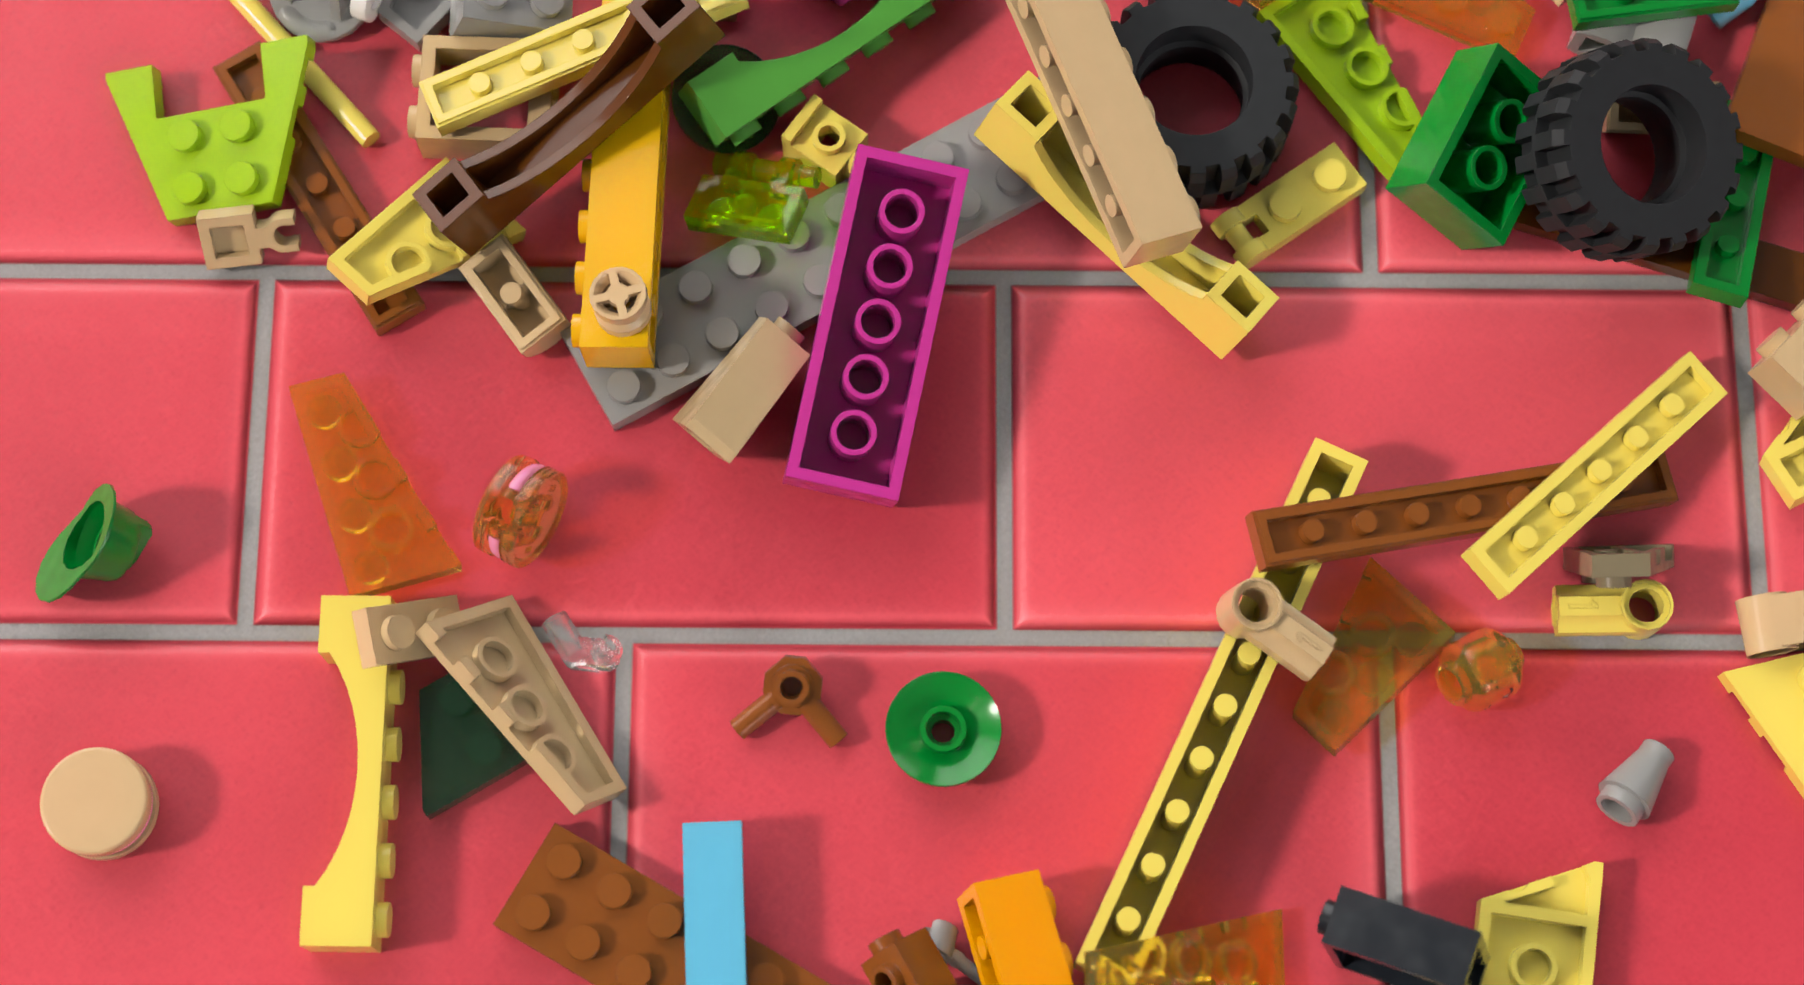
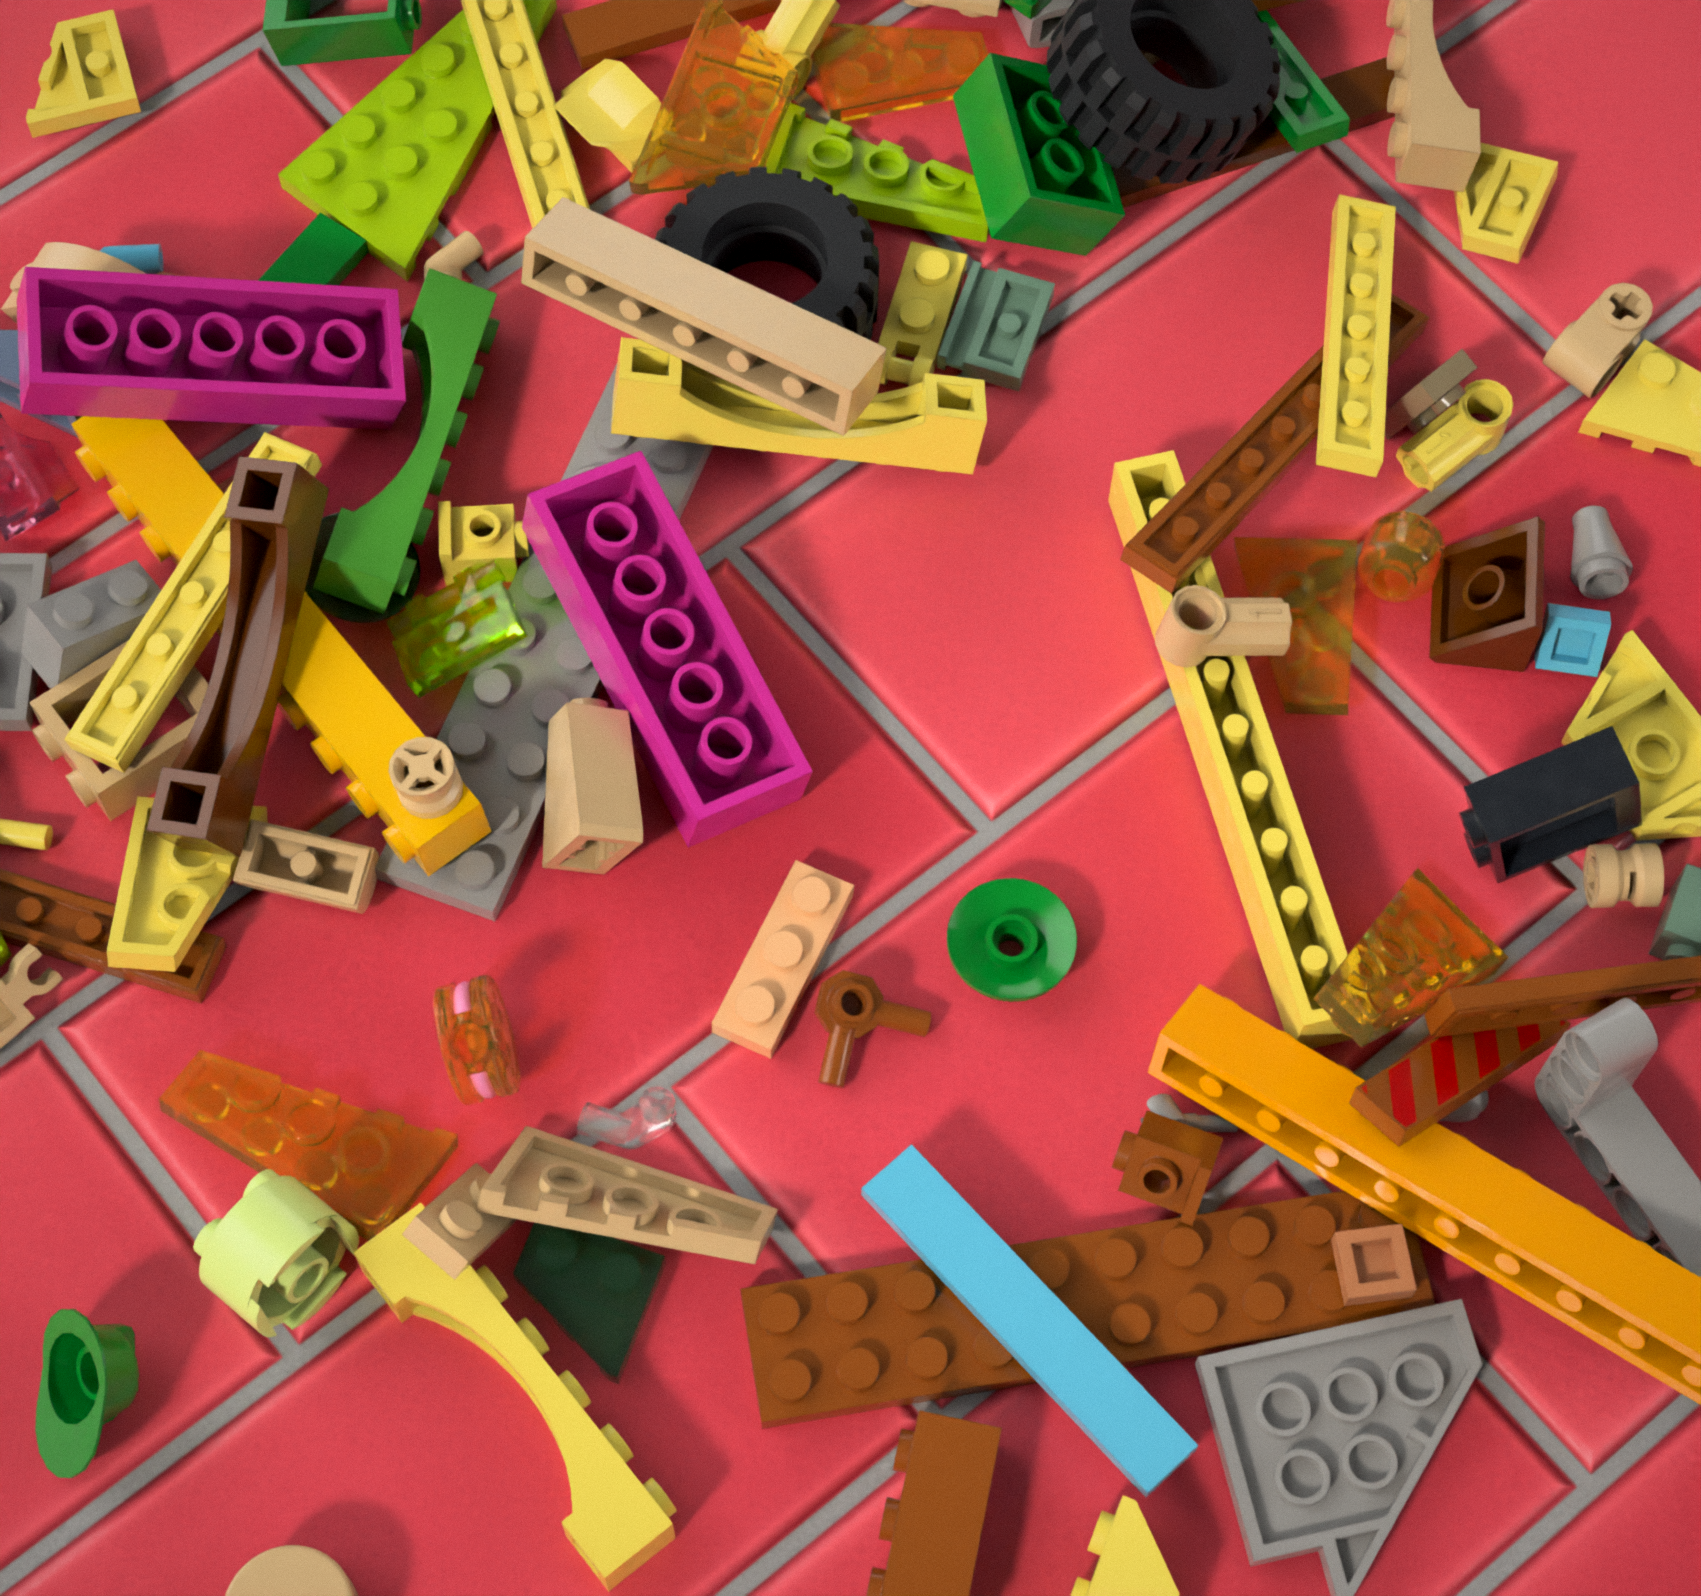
camera: 40 degrees left, 10 degrees down
(273, 554) = (275, 1253): none -> yellowish green brick
(781, 614) = (782, 959): none -> light nougat plate
(1339, 256) = (996, 325): none -> sand green plate
(1516, 752) = (1490, 599): none -> reddish brown slope
(1552, 833) = (1572, 640): none -> medium azure tile

